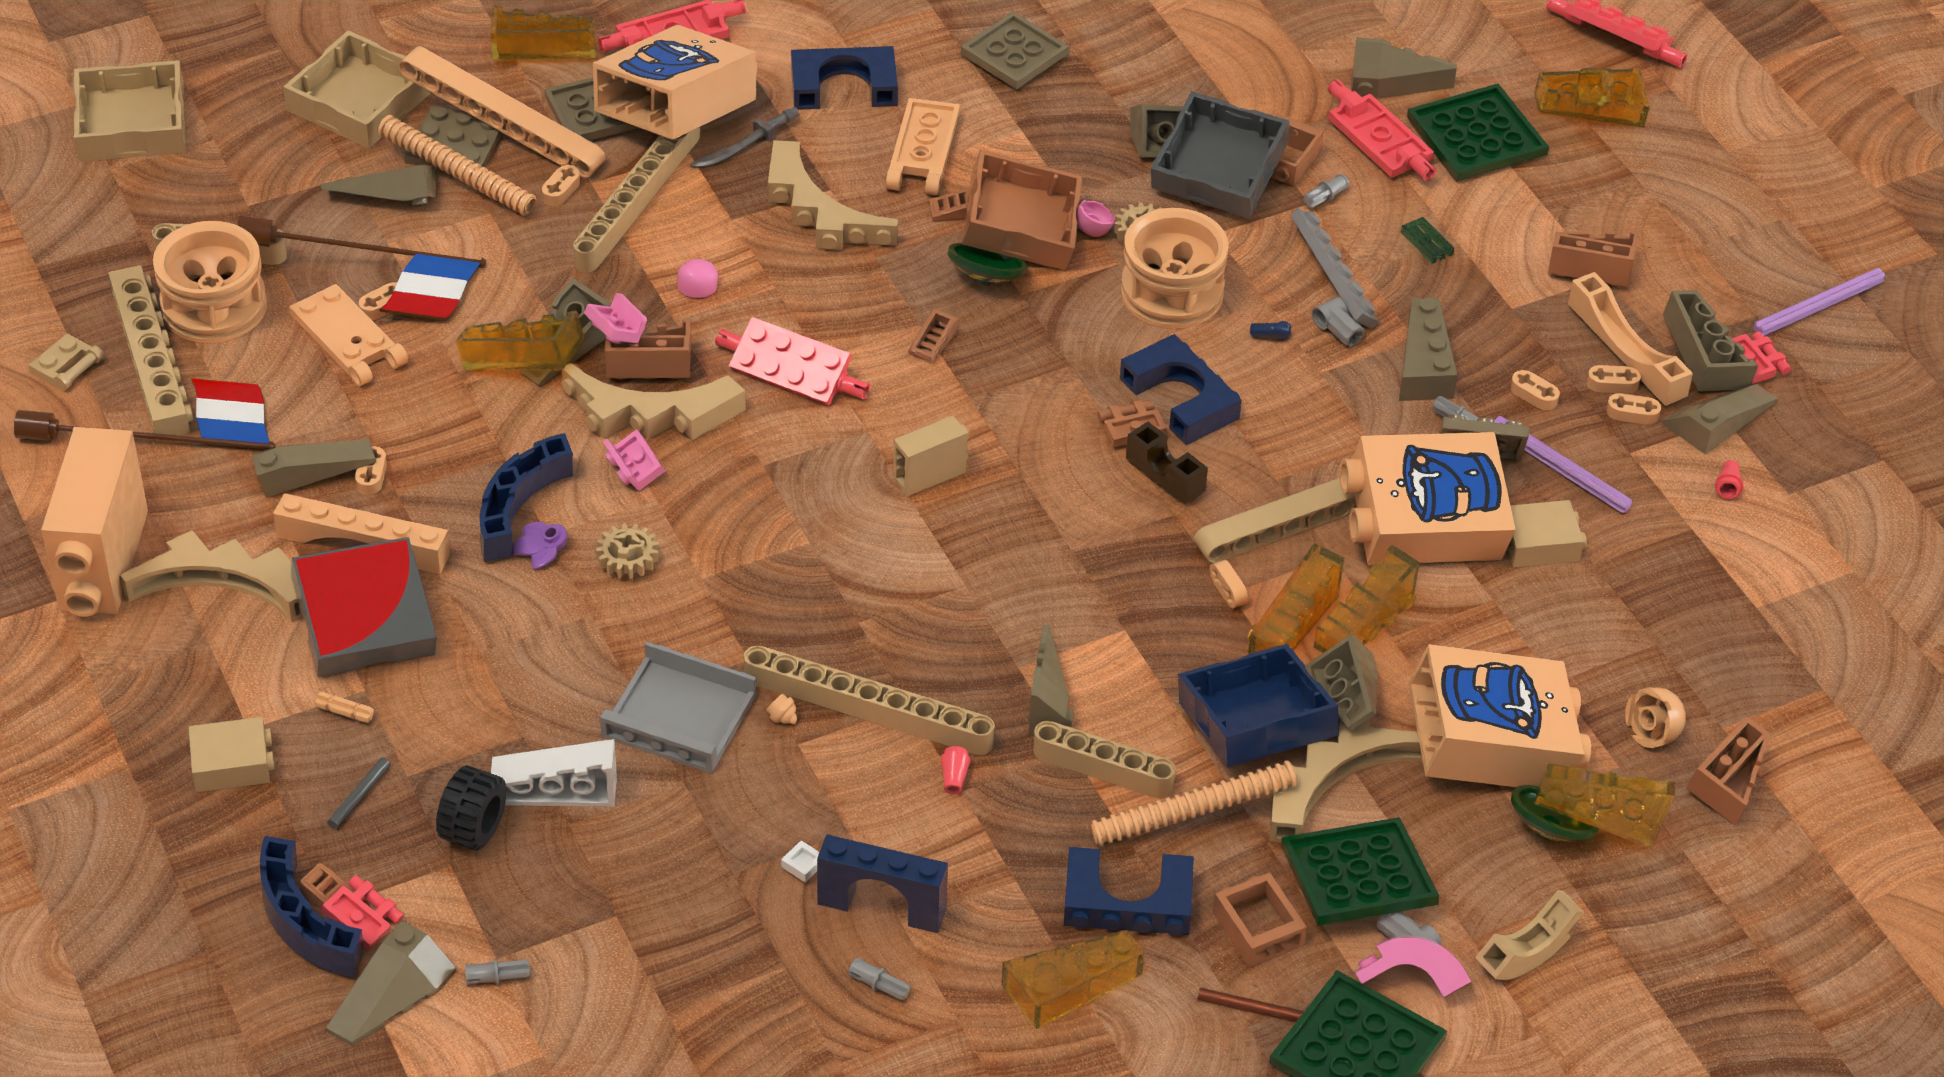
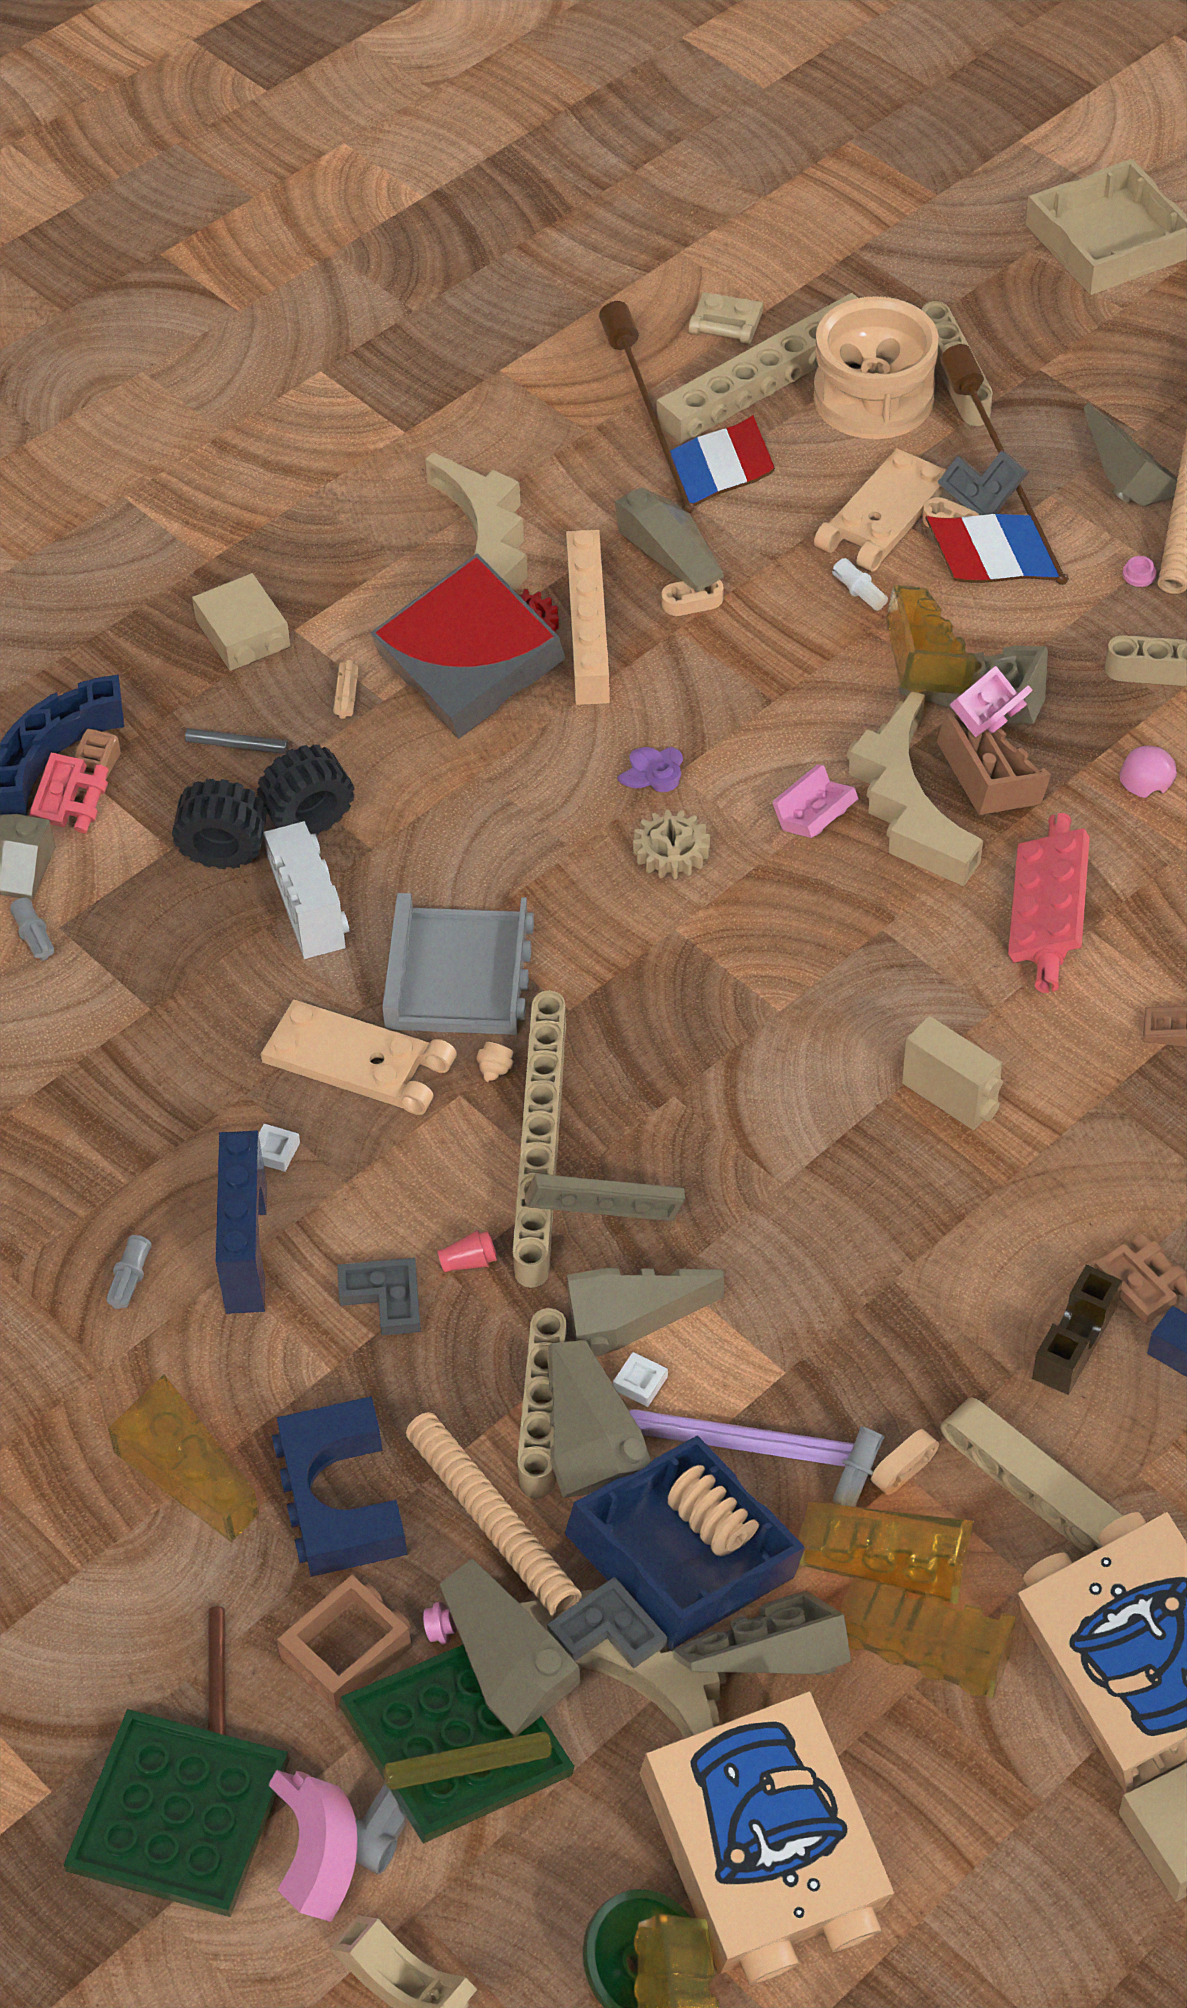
camera: 75 degrees right, 5 degrees up
(94, 520) = (467, 395): light nougat brick -> none
(378, 265) = (983, 492): none -> dark grey plate
(421, 371) = (859, 584): none -> white axle
(466, 738) = (306, 787): none -> black tyre
(503, 219) = (1139, 571): none -> bright pink plate
(513, 485) = (702, 710): dark blue brick -> none
(725, 801) = (341, 1052): none -> light nougat hinge
(954, 670) = (604, 1197): none -> dark tan tile
(967, 820) = (389, 1283): none -> dark grey plate
(1105, 702) = (640, 1379): none -> white plate
(1156, 726) = (591, 1424): none -> dark tan wedge
(1173, 663) = (743, 1438): none -> lavender axle
(1227, 606) = (857, 1467): none -> light grey axle
(1240, 683) = (708, 1514): none -> light nougat piece
(1261, 863) = (439, 1623): none -> bright pink plate
(1310, 754) = (612, 1616): none -> dark grey plate
(1319, 812) = (511, 1653): none -> dark tan wedge
(1389, 860) = (467, 1760): none -> clear yellow axle

